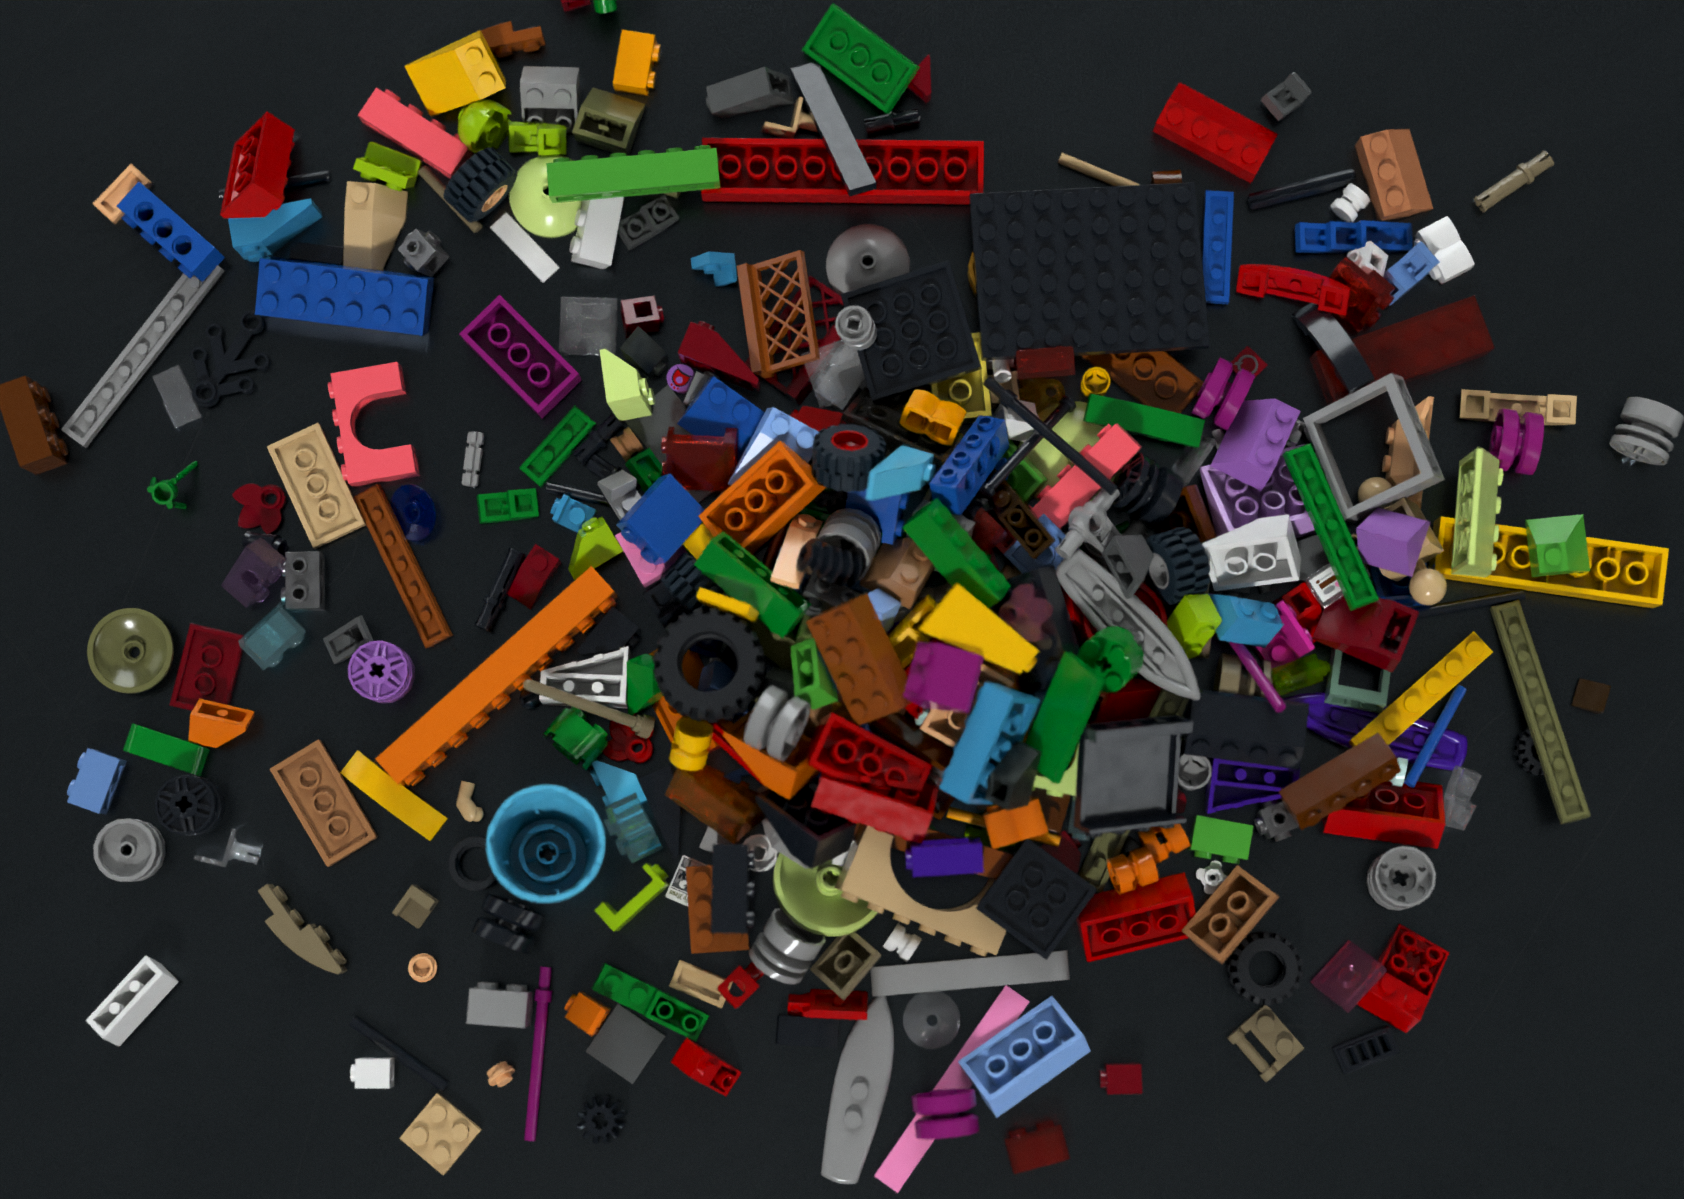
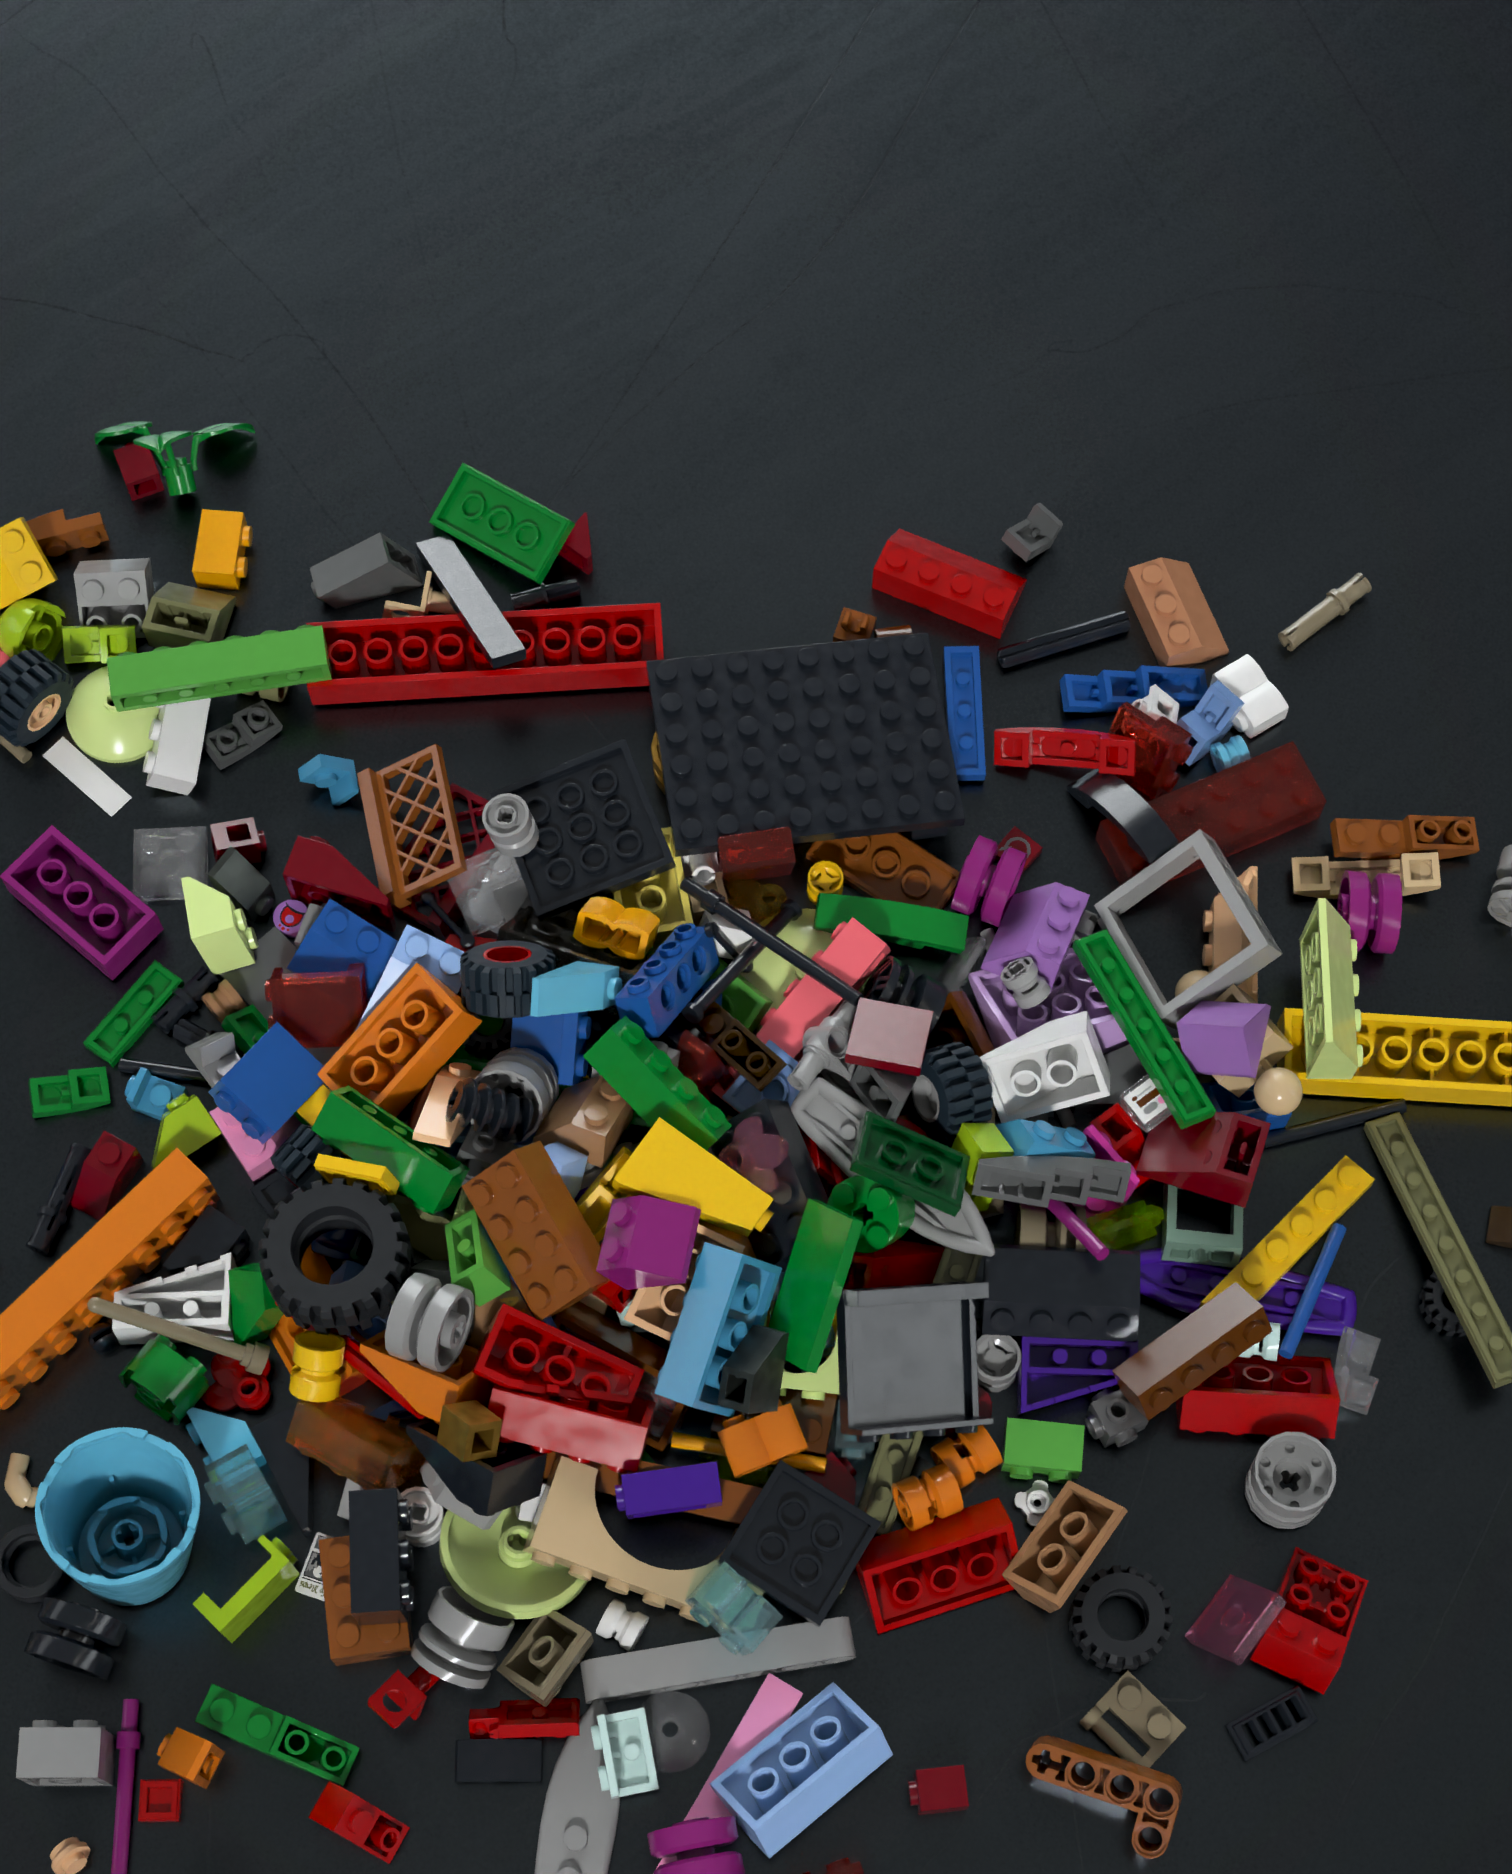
camera: 10 degrees left, 15 degrees down
(473, 459) = (22, 1036): light grey axle -> none
(565, 1039) = (160, 1800): none -> red tile
(625, 1043) = (245, 1799): dark grey tile -> none
(698, 983) = (344, 1706): tan tile -> none
(802, 806) = (469, 1430): none -> pearl gold brick
(816, 413) = (467, 940): none -> black hinge
(846, 257) = (498, 752): light grey dish -> none
(899, 1035) = (626, 1753): none -> light aqua bracket
(984, 944) = (732, 1610): none -> clear light blue brick
(1006, 424) = (712, 930): none -> black hinge
(1094, 171) = (789, 633): tan bar -> none
(1135, 524) = (889, 1036): none -> tile
(1136, 167) = (854, 626): none -> dark orange tile
(1143, 628) = (910, 1163): none -> dark green tile
(1239, 1086) = (1103, 1787): none -> dark orange beam
(1242, 483) = (1025, 982): none -> light grey wheel
(1252, 643) = (1059, 1178): none -> dark grey slope
(1350, 203) = (1127, 647): white wheel -> none
(1423, 299) = (1229, 753): none -> medium azure wheel
(1552, 379) = (1414, 834): none -> dark orange slope
(1557, 545) = (1439, 1032): bright green slope -> none

